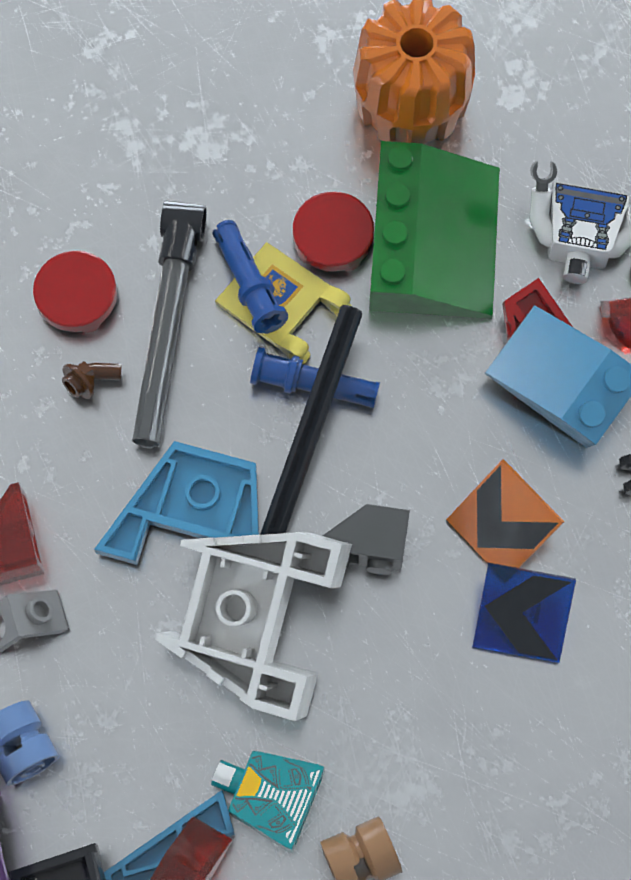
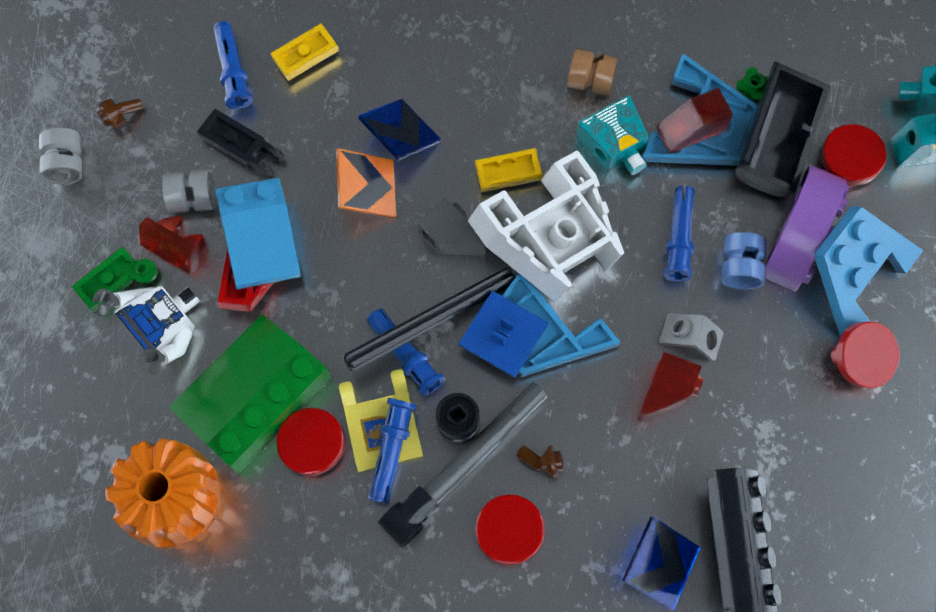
camera: 140 degrees left, 0 degrees up
(103, 711) = (680, 246): none -> blue pin
(203, 347) = (458, 418): none -> black wheel
(223, 466) = (503, 334): none -> blue piece
(364, 660) = (508, 170): none -> yellow plate

